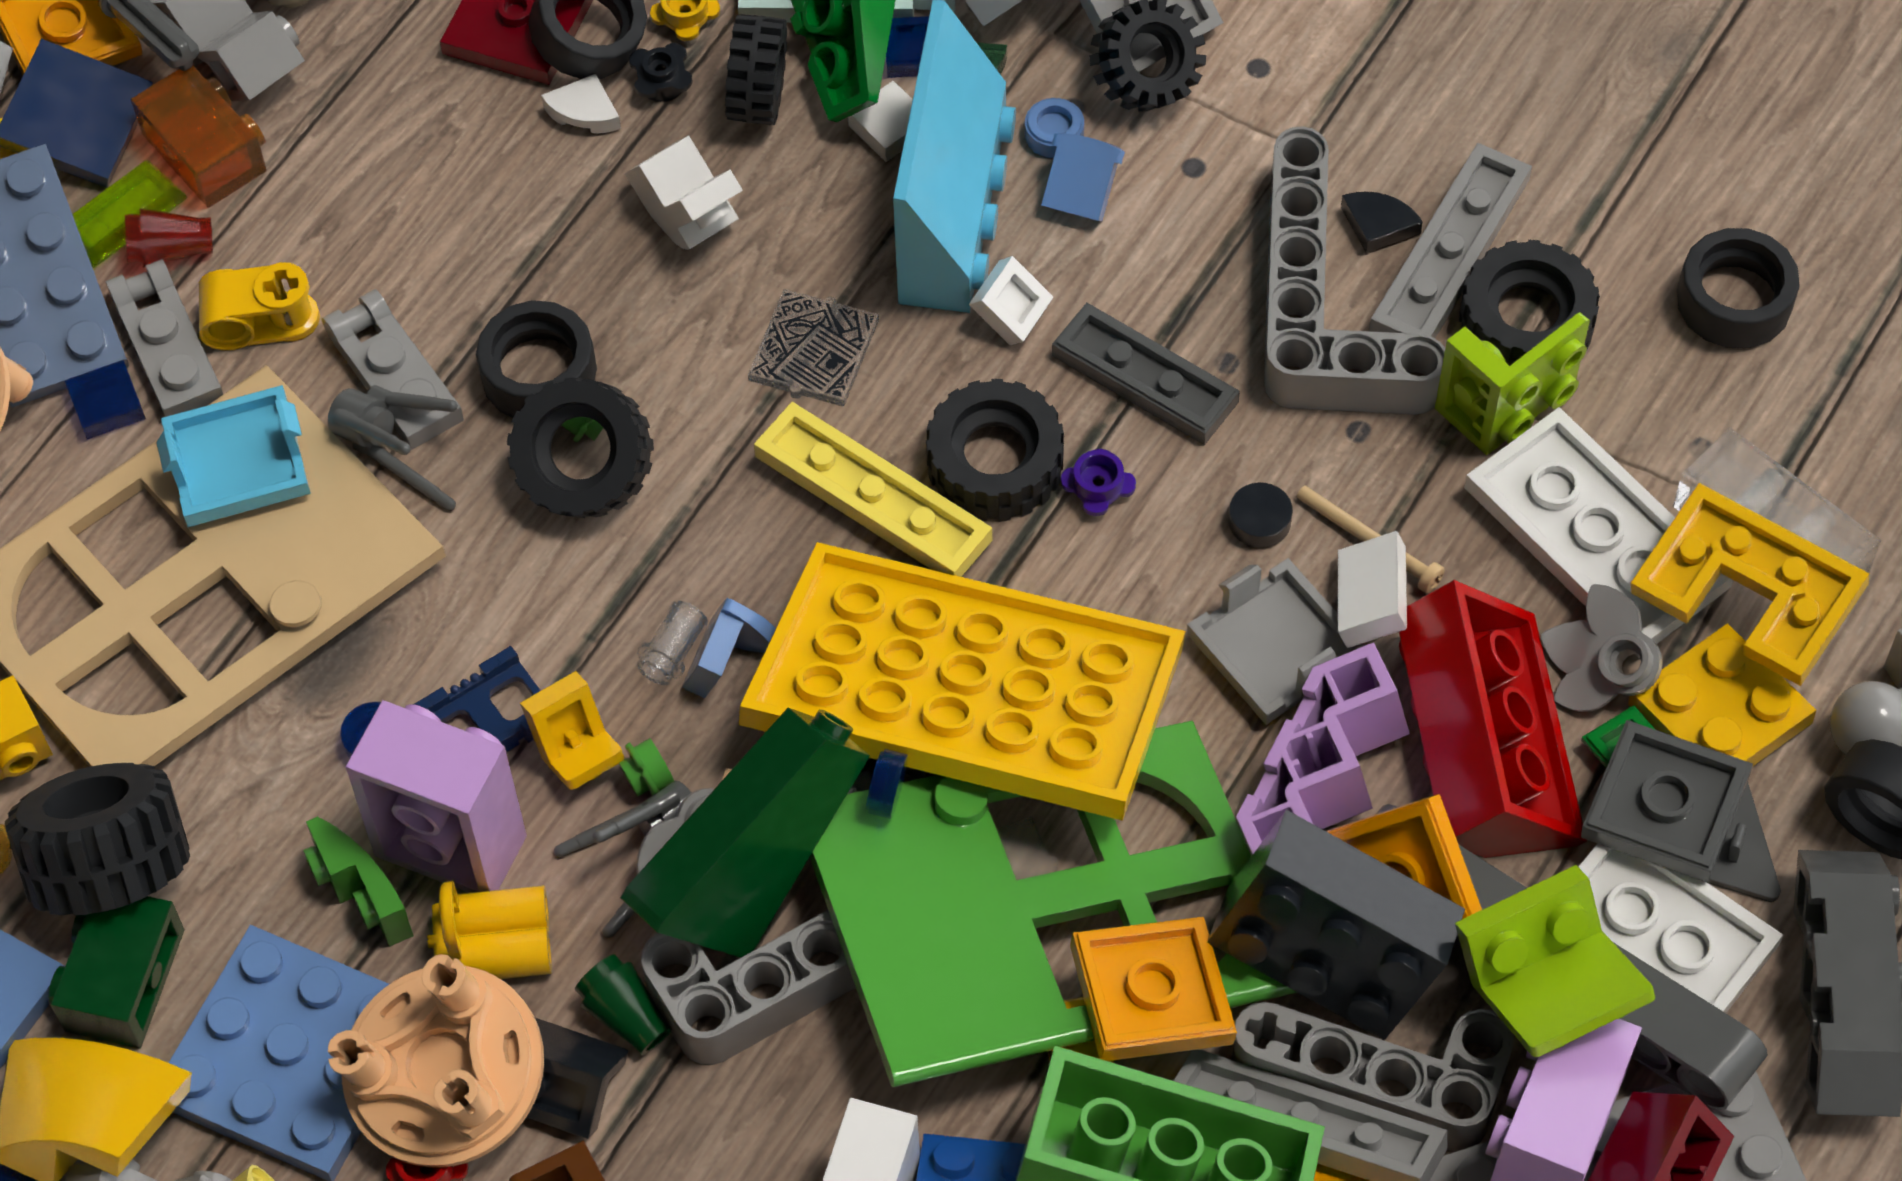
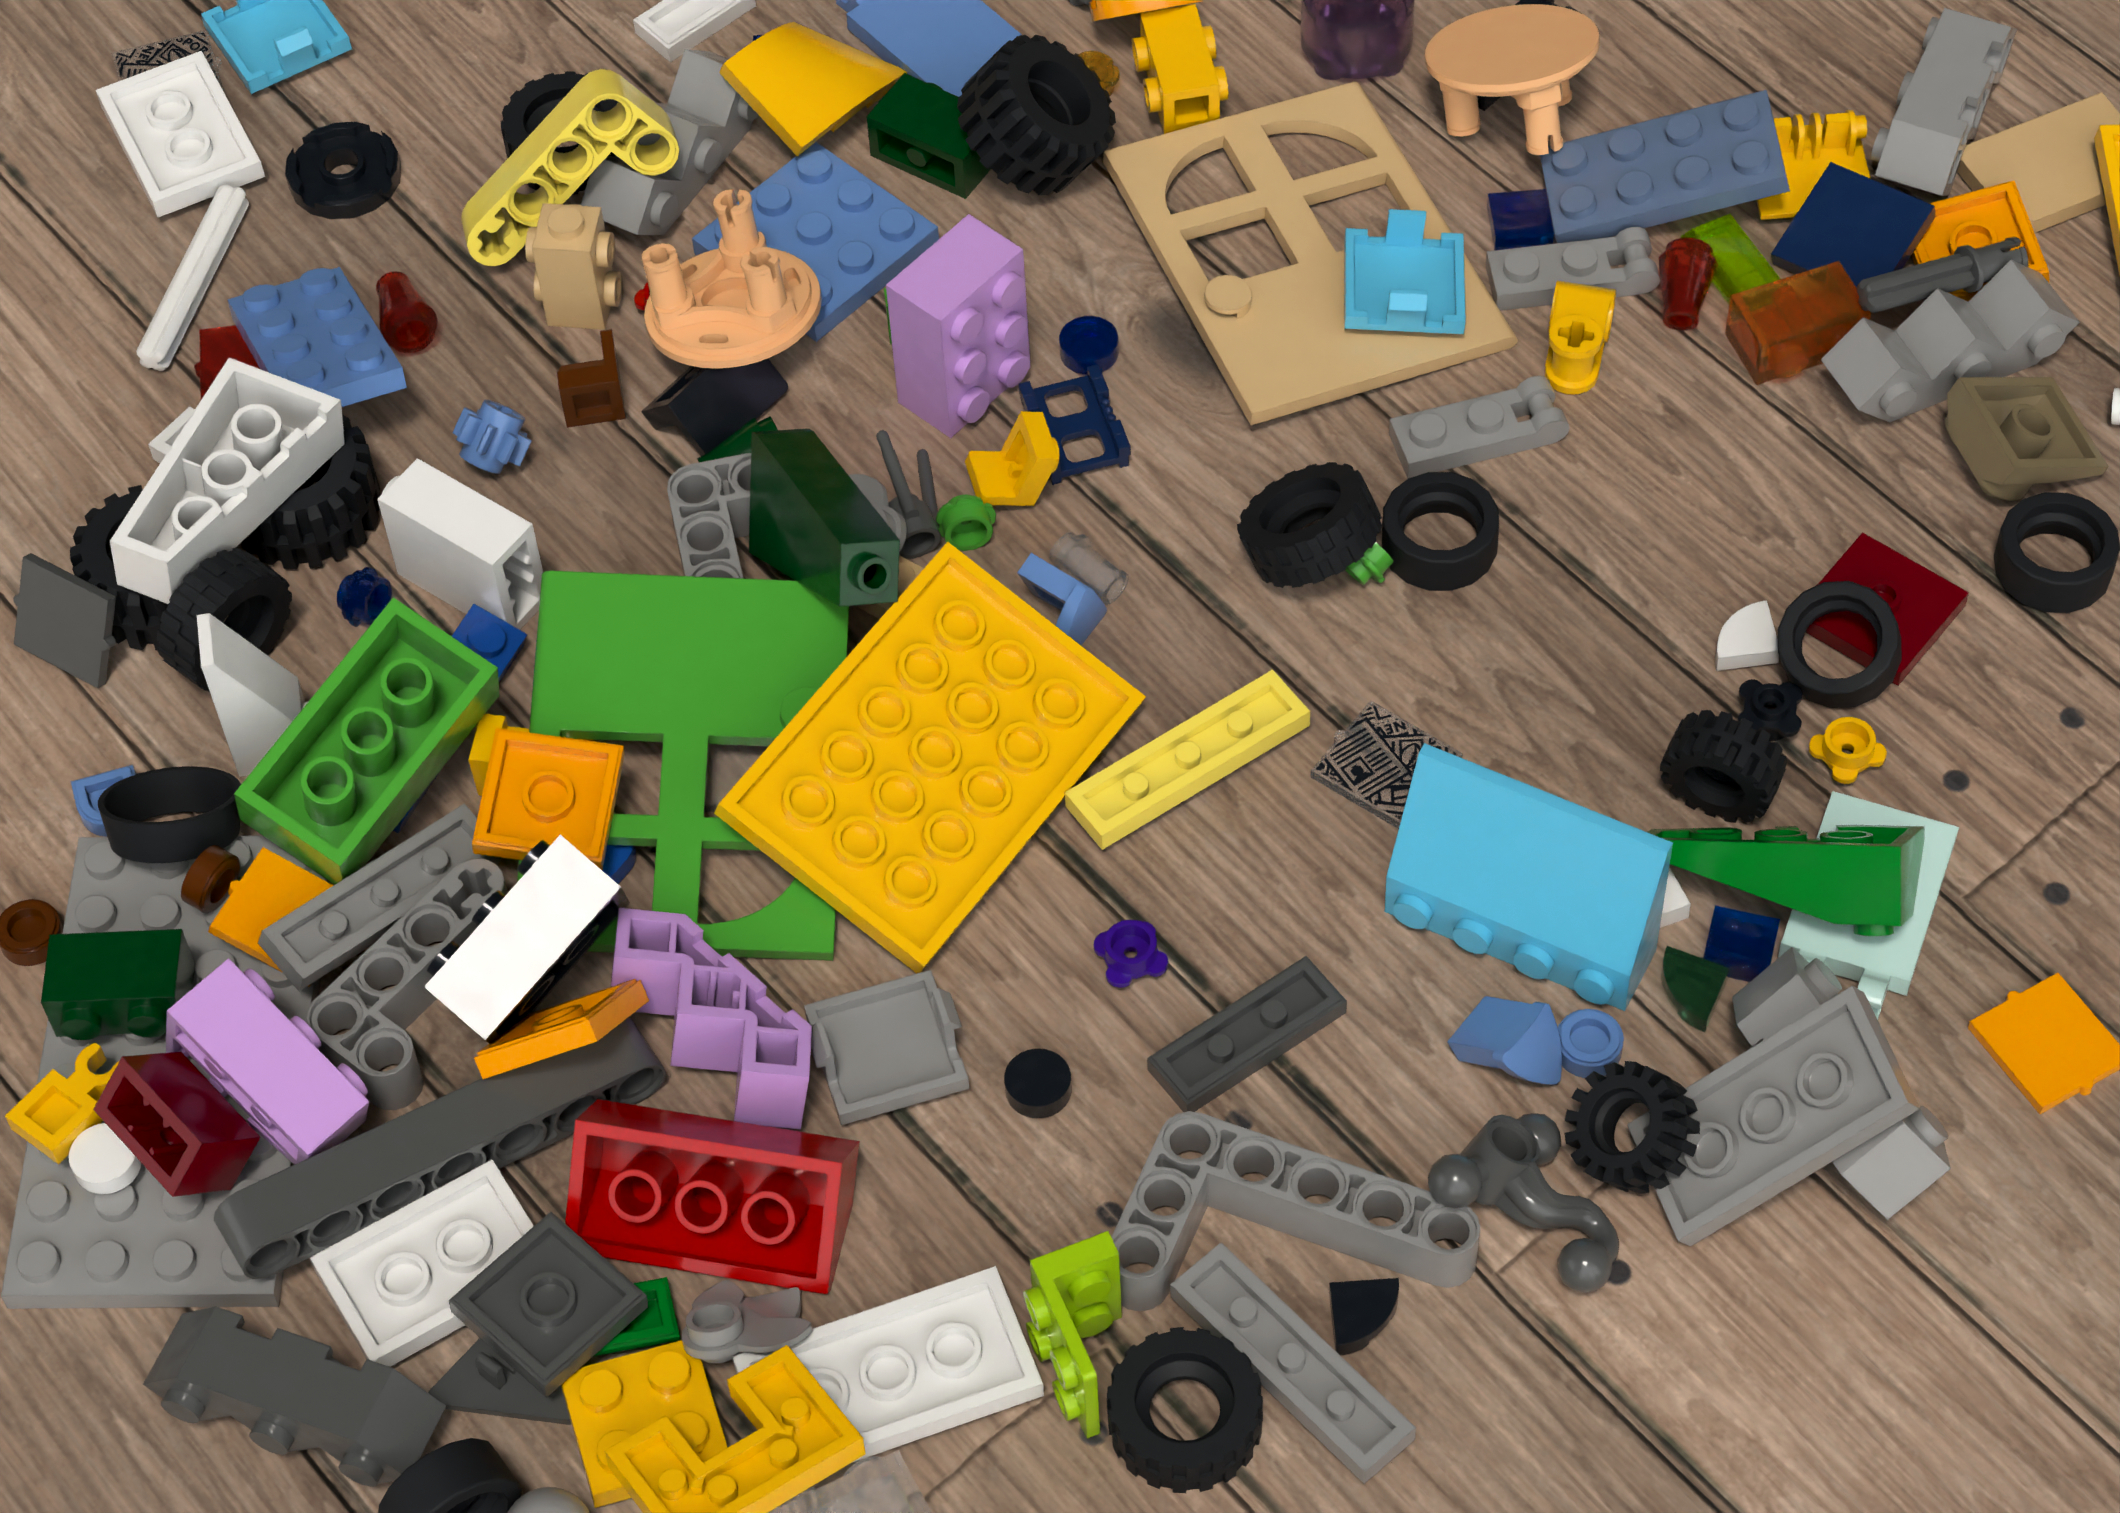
camera: 110 degrees right, 5 degrees down
(369, 423) = (1413, 383): dark grey plant -> none
(494, 930) = (853, 377): yellow piece -> none
(684, 193) = (1595, 683): white brick -> none
(886, 783) = (826, 639): tile -> none
(995, 405) = (1197, 825): black tyre -> none
(1011, 300) = (1367, 929): white tile -> none
(1225, 127) = (1504, 1171): none -> dark grey piece
(1372, 589) = (895, 1130): white tile -> none
(1428, 576) = (905, 1208): tan piece -> none
(1550, 963) = (382, 1084): lime bracket -> none

